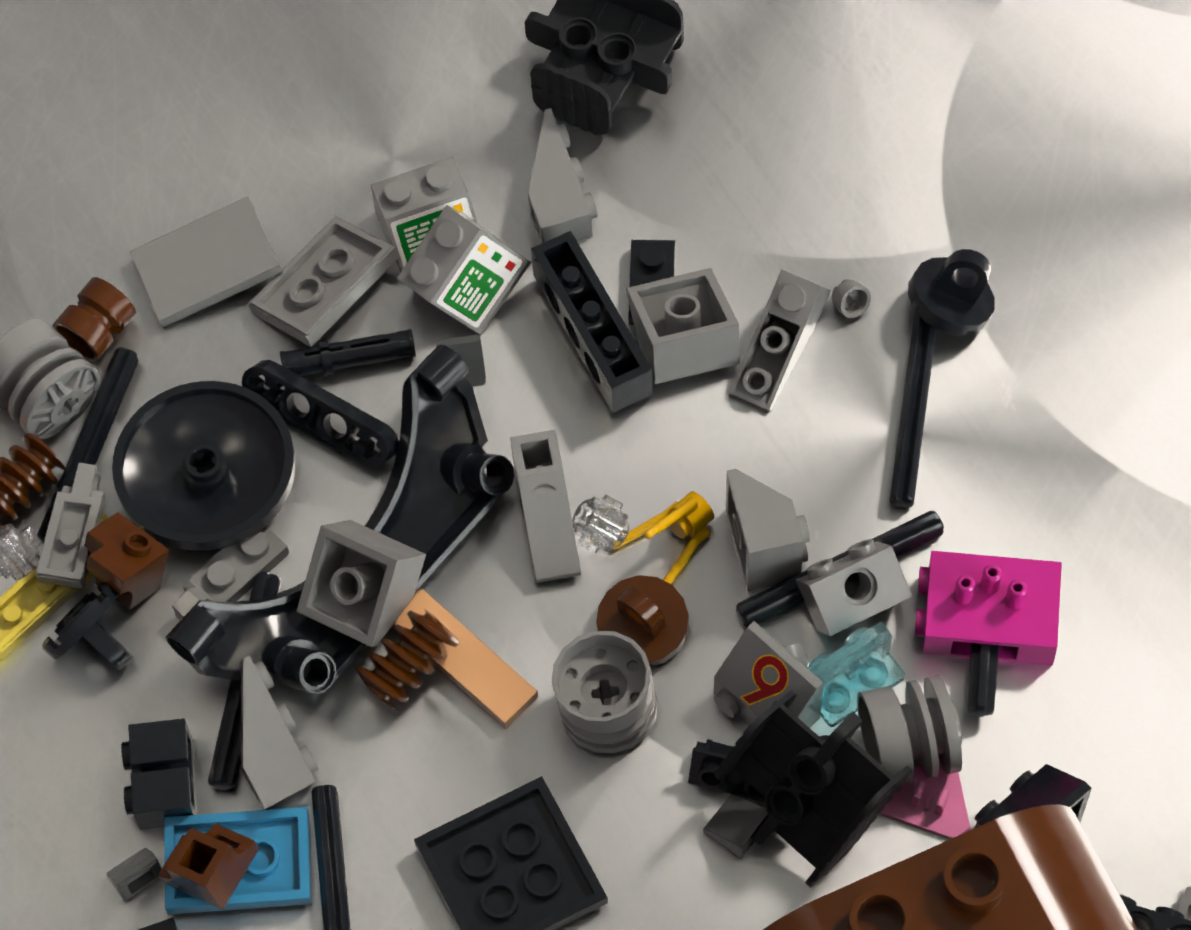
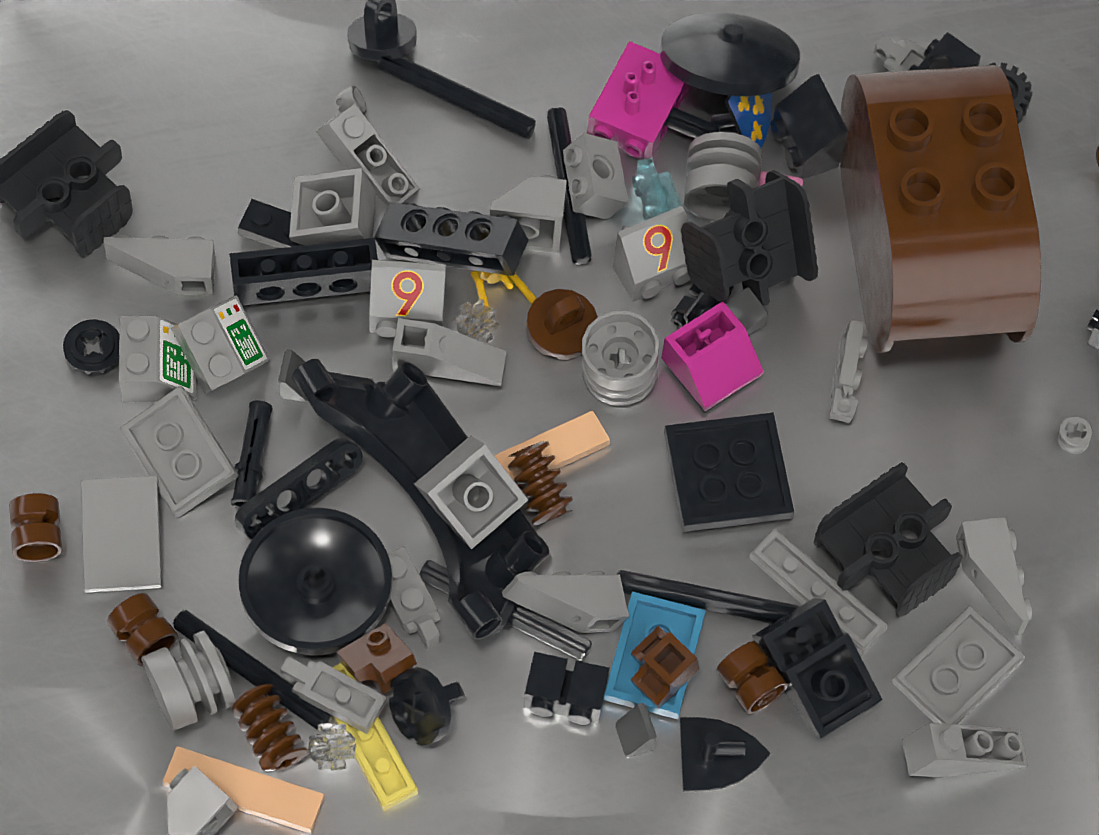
camera: 80 degrees left, 0 degrees up
(165, 179) = (35, 527): none -> reddish brown wheel
(417, 141) = (91, 332): none -> black gear
(594, 439) = (405, 292): none -> light grey slope
(655, 800) = (712, 356): none -> dark pink slope
(690, 454) = (451, 238): none -> black brick
(1025, 738) = (749, 115): none -> shield
(1095, 685) = (729, 54): none -> black dish

